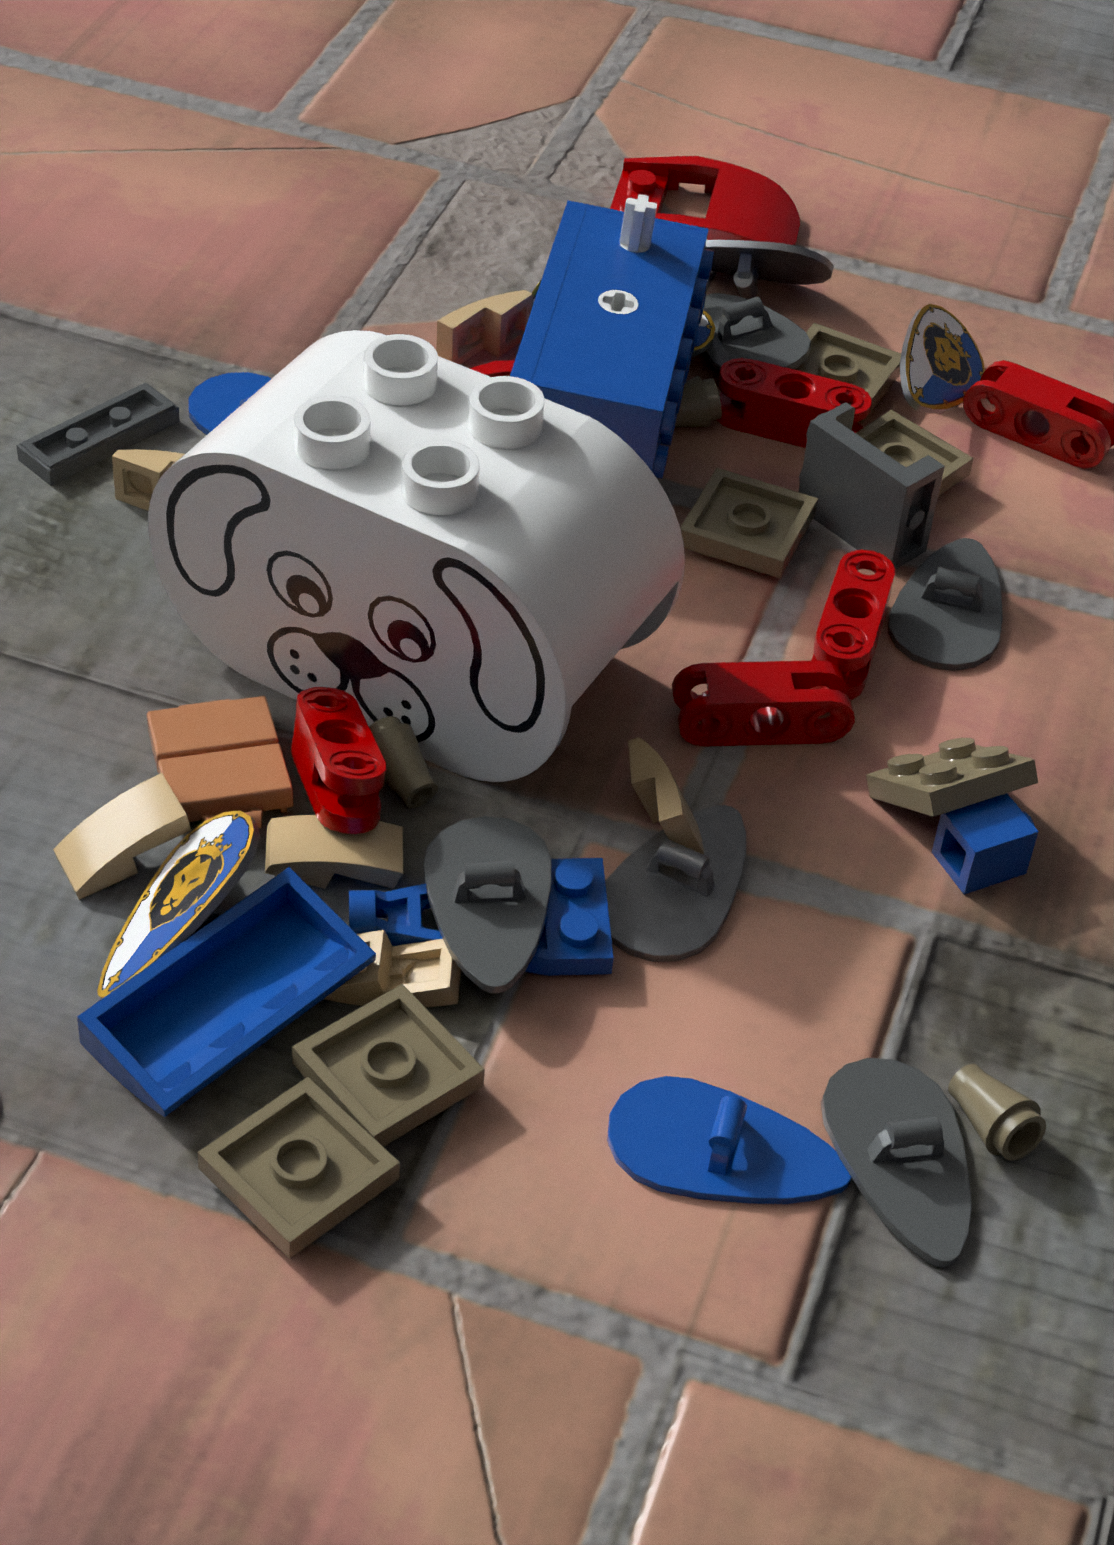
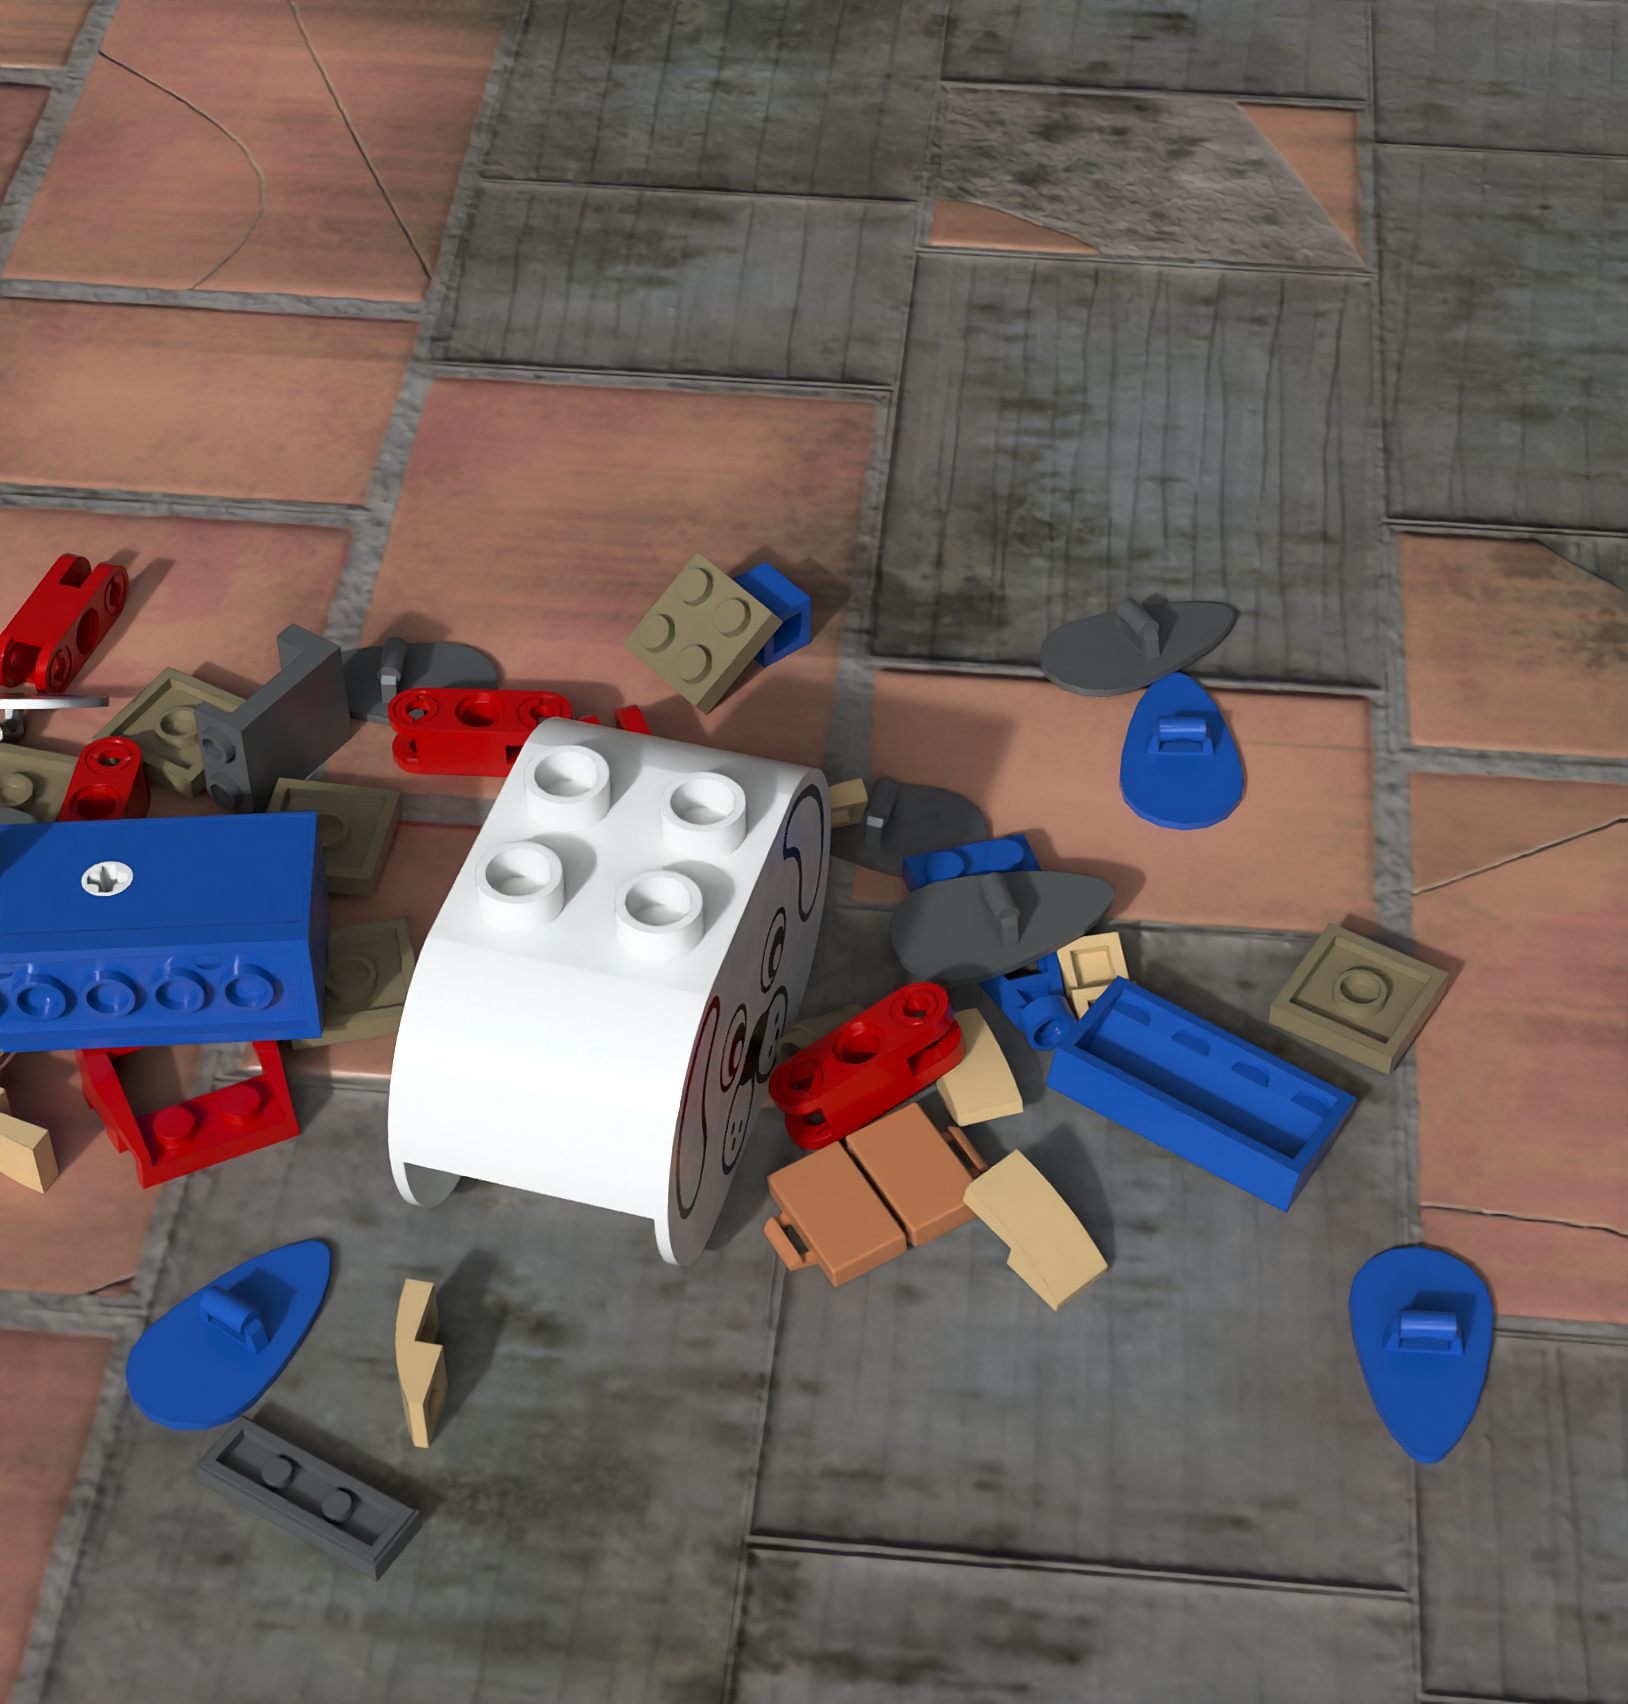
camera: 100 degrees left, 0 degrees up
(182, 894) = (1112, 1141): shield -> none
(389, 1065) = (1219, 963): dark tan plate -> none
(1000, 1115) = (1079, 583): dark tan cone -> none

